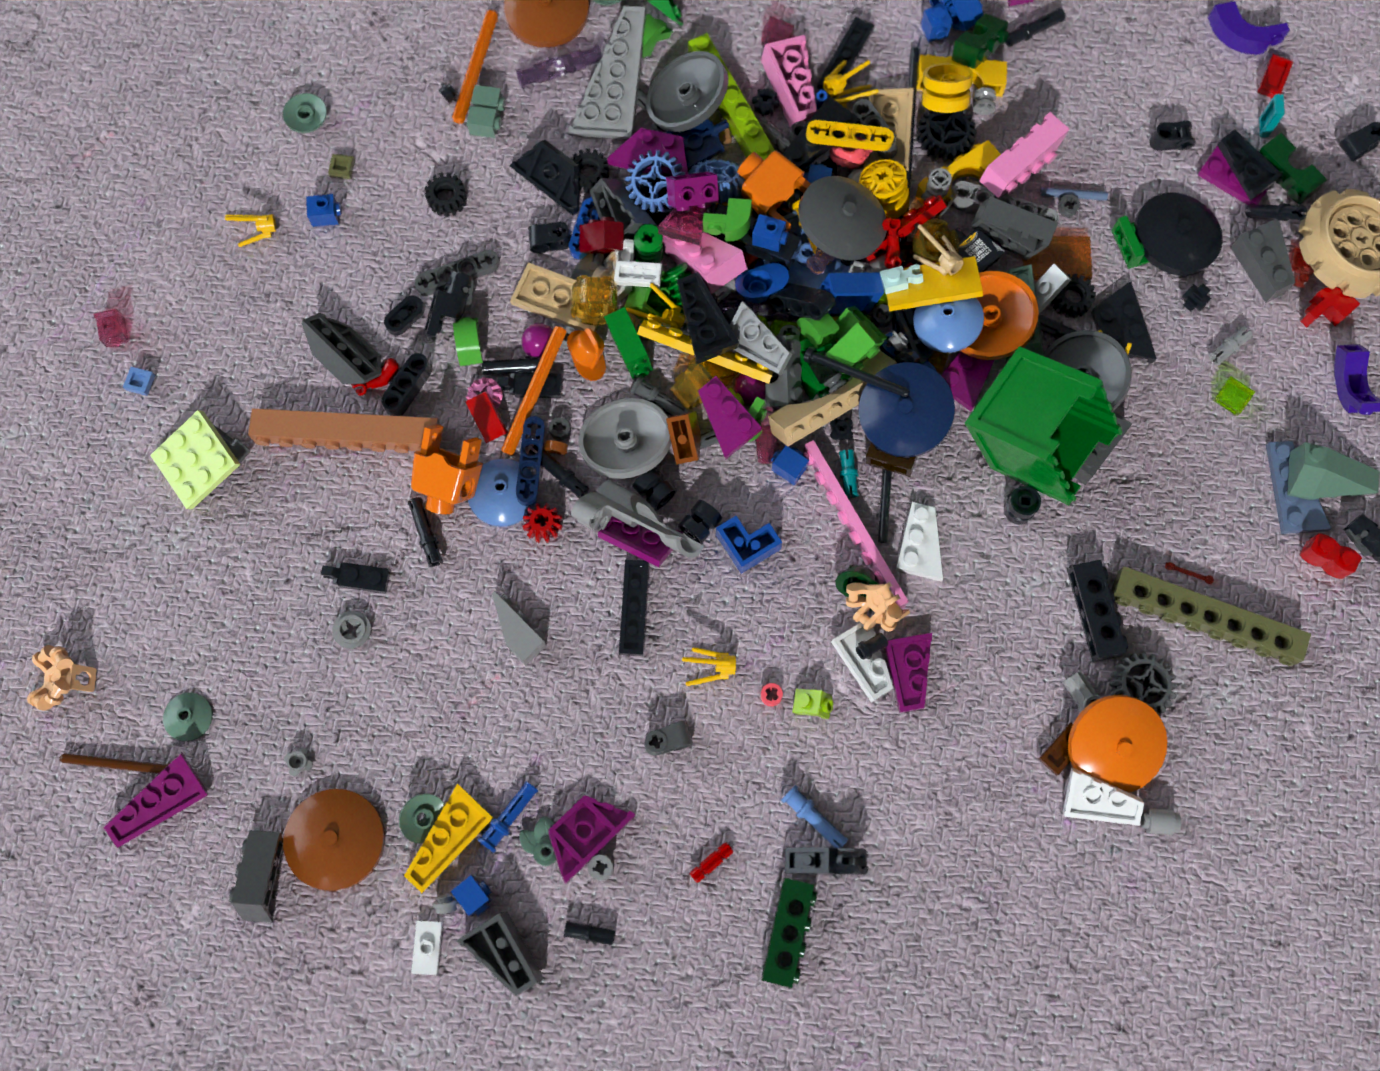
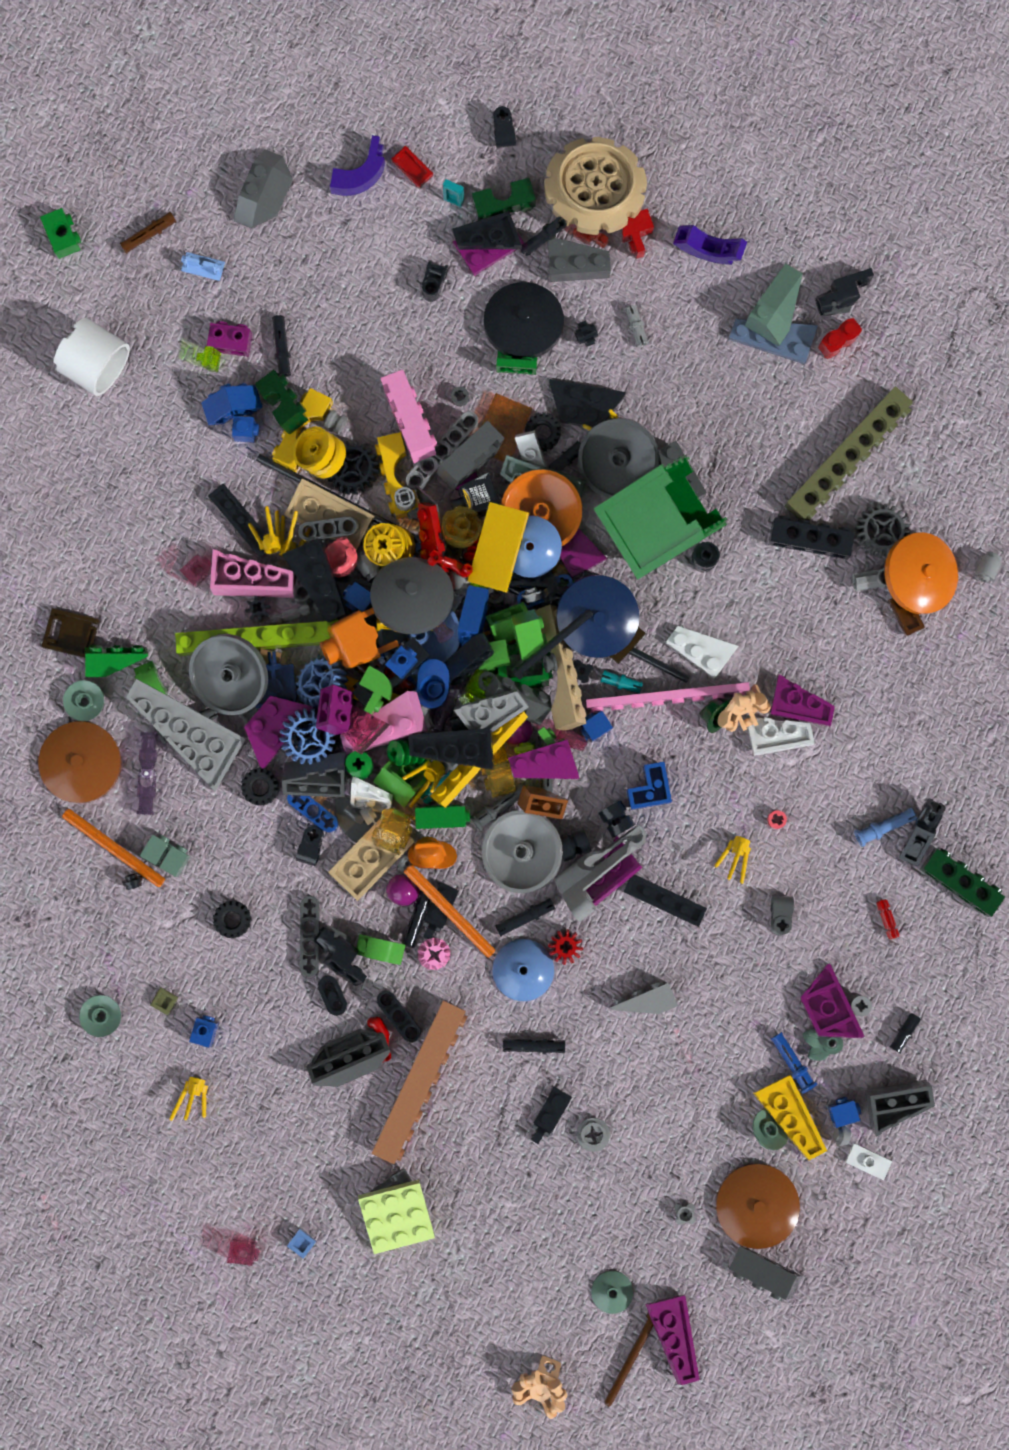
camera: 70 degrees left, 10 degrees up
(445, 475) = (497, 1011): orange piece -> none
(486, 417) = (455, 959): red tile -> none
(530, 460) = (509, 939): dark blue beam -> none
(552, 174) = (253, 821): black wing -> none
(553, 424) = (490, 908): dark grey bush -> none
(556, 447) = (504, 911): dark orange tile -> none
(601, 236) = (336, 801): dark red brick -> none
(637, 273) = (387, 785): white plate -> none
(812, 703) = (797, 790): lime bracket -> none
(821, 97) = (278, 560): blue arm -> none
(849, 139) = (331, 554): yellow beam -> none
(871, 646) = (773, 729): black pin -> none
(898, 278) = (483, 575): light aqua plate -> none
(949, 261) = (489, 526): tan plant -> none
(1080, 194) = (450, 386): sand blue bar -> none
(1100, 801) = (956, 605): white wing -> none
(1171, 566) = (819, 439): clear red hinge -> none
(1233, 396) = (680, 345): clear neon green piece -> none

